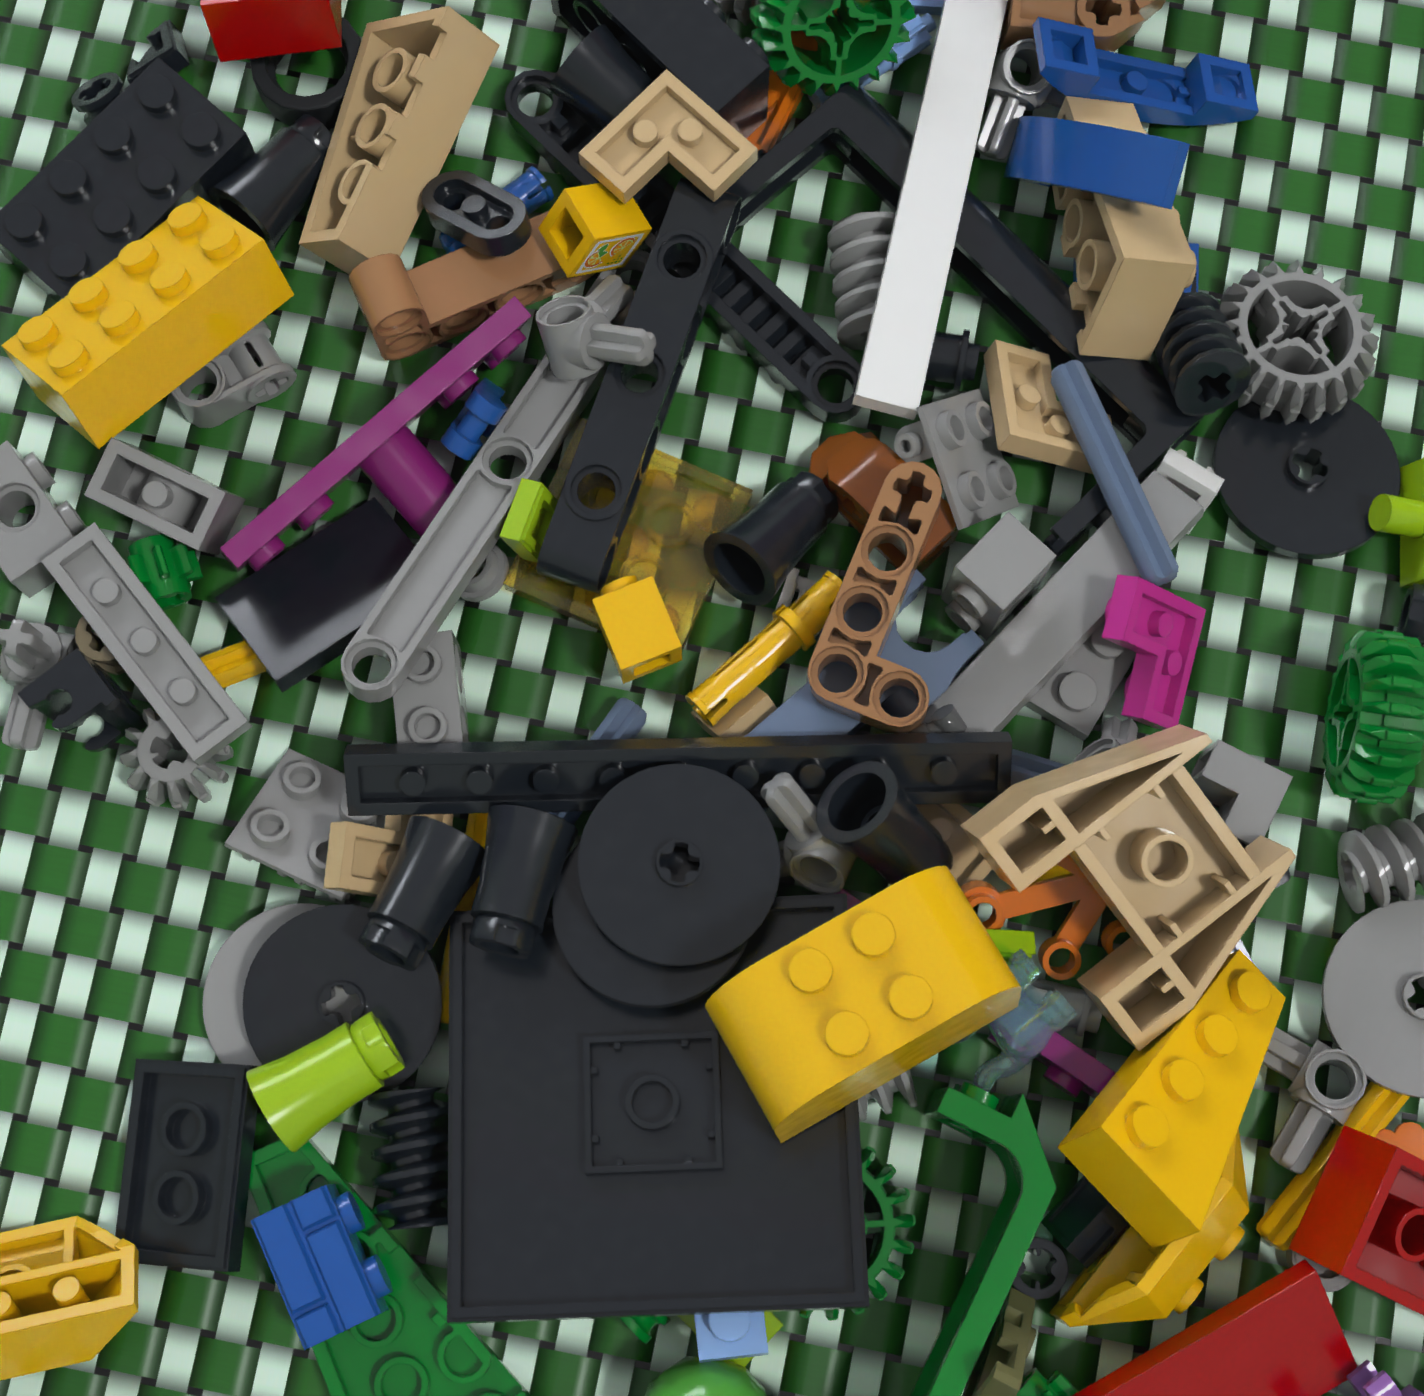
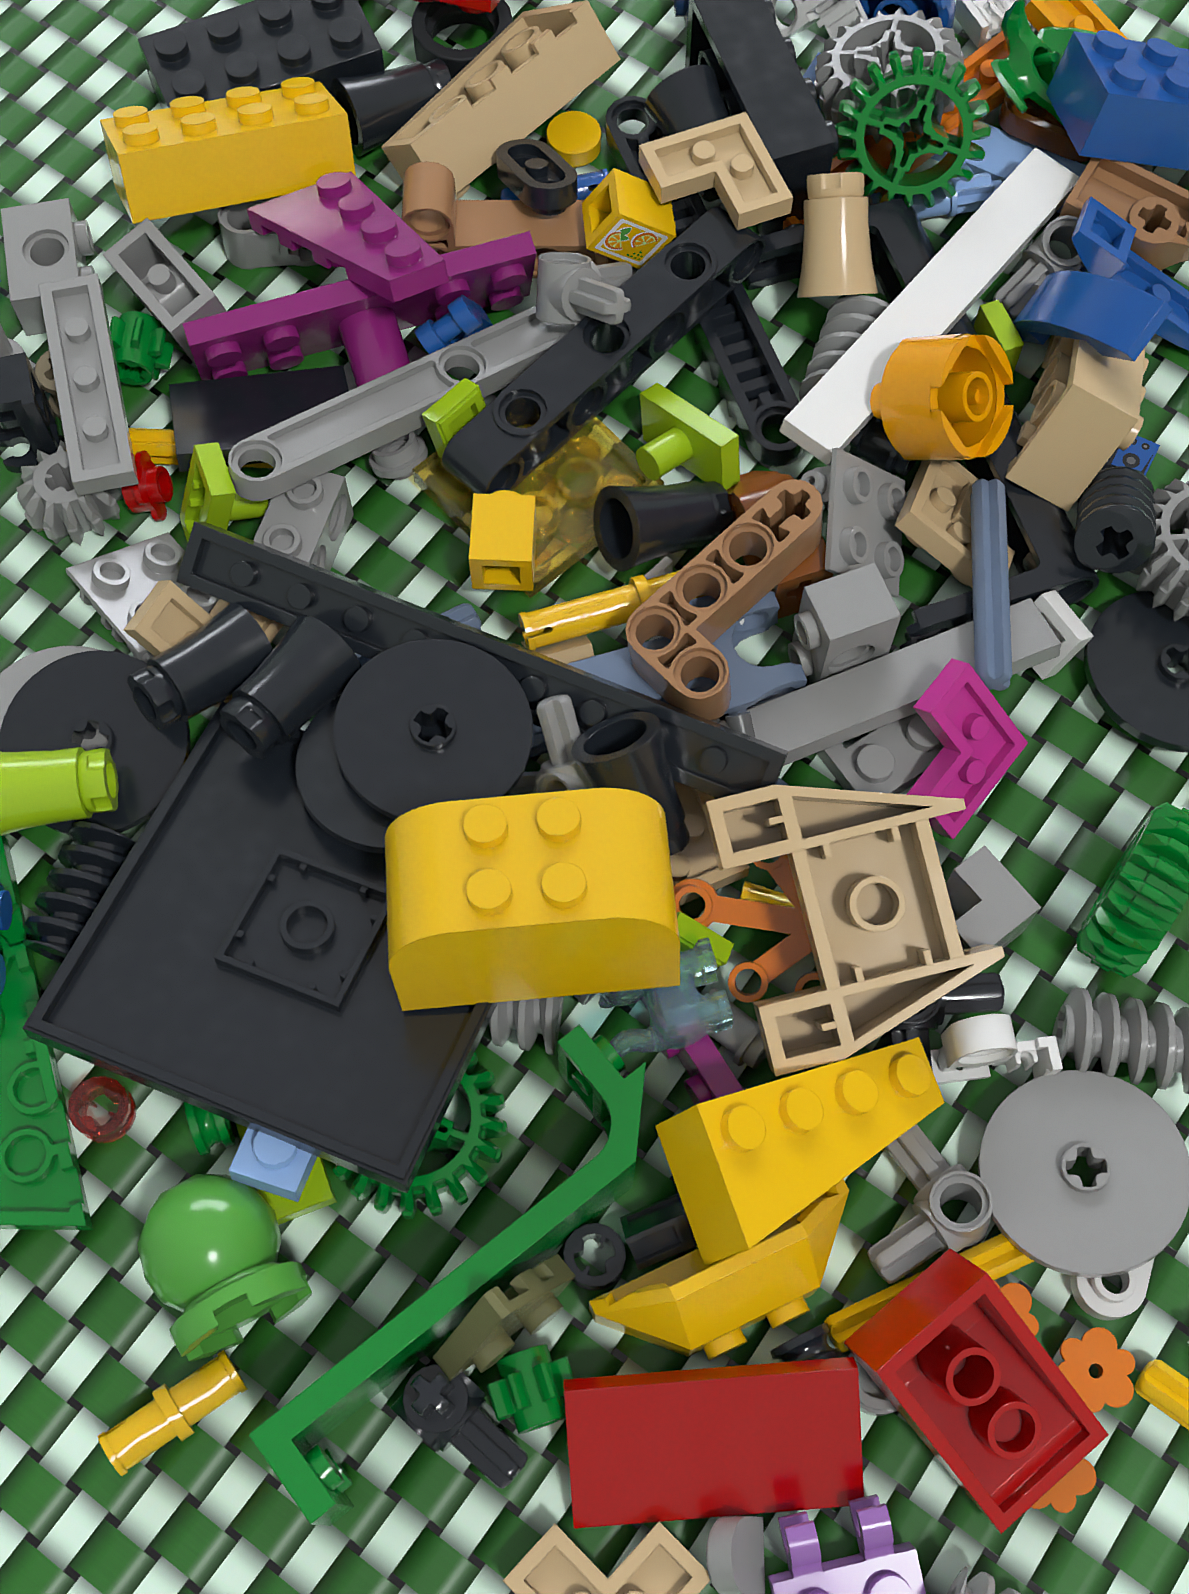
camera: 25 degrees right, 10 degrees down
(259, 712) = (153, 488): none -> red plate
(330, 712) = (211, 493): none -> lime tile
(337, 369) = (355, 231): none -> magenta wing
(481, 141) = (575, 137): none -> yellow tile
(531, 1364) = (83, 1098): none -> clear red bush
(754, 439) = (685, 437): none -> lime tile
(811, 166) = (836, 237): none -> tan plant
(995, 304) = (945, 397): none -> light orange brick
(1002, 195) = (996, 323): none -> lime tile
(1256, 1264) = (807, 1346): none -> black bush
(1302, 927) = (990, 1041): none -> white piece

